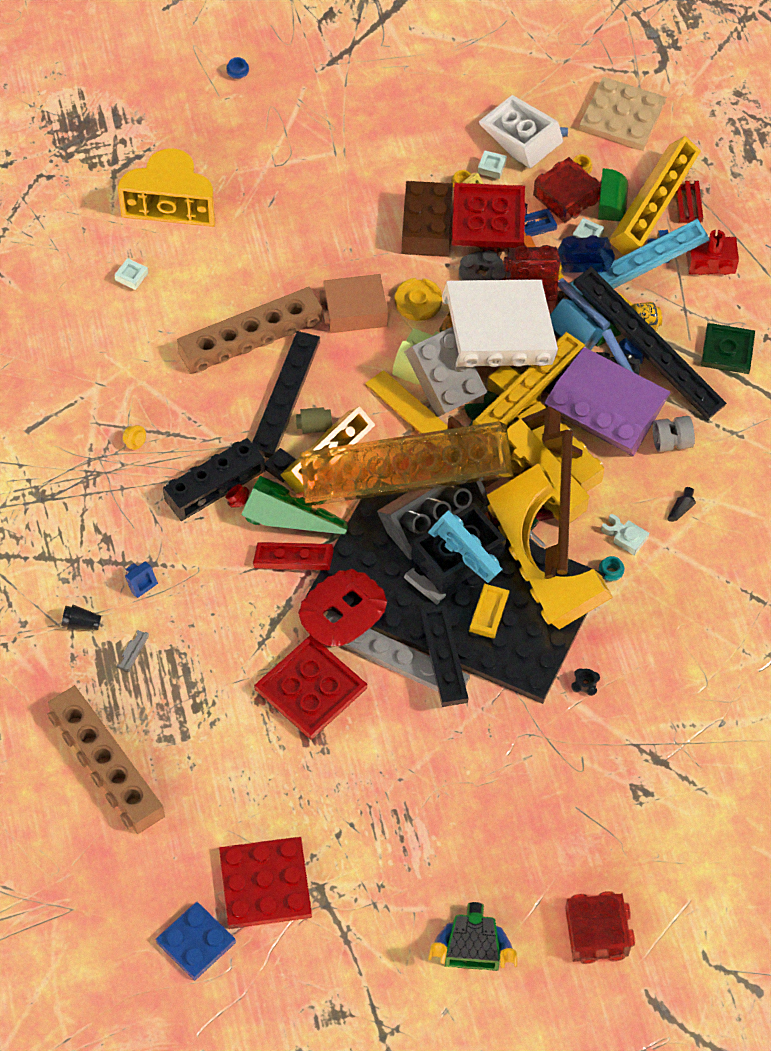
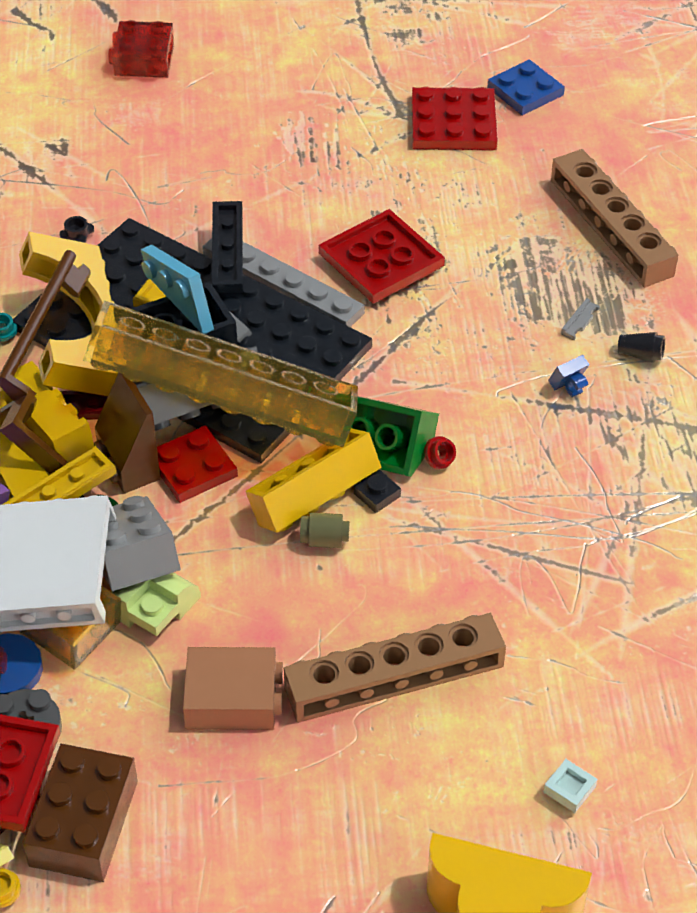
camera: 170 degrees left, 10 degrees down
(134, 436) = (571, 539): yellow plate -> none
(213, 479) = (468, 473): black brick -> none
(285, 393) = (356, 581): black plate -> none
(293, 556) = (379, 377): red tile -> none
(355, 619) = (341, 320): red piece -> none
(405, 403) = (191, 541): yellow piece -> none
(418, 299) = (133, 697): yellow tile -> none
(473, 942) = (264, 49): torso -> none

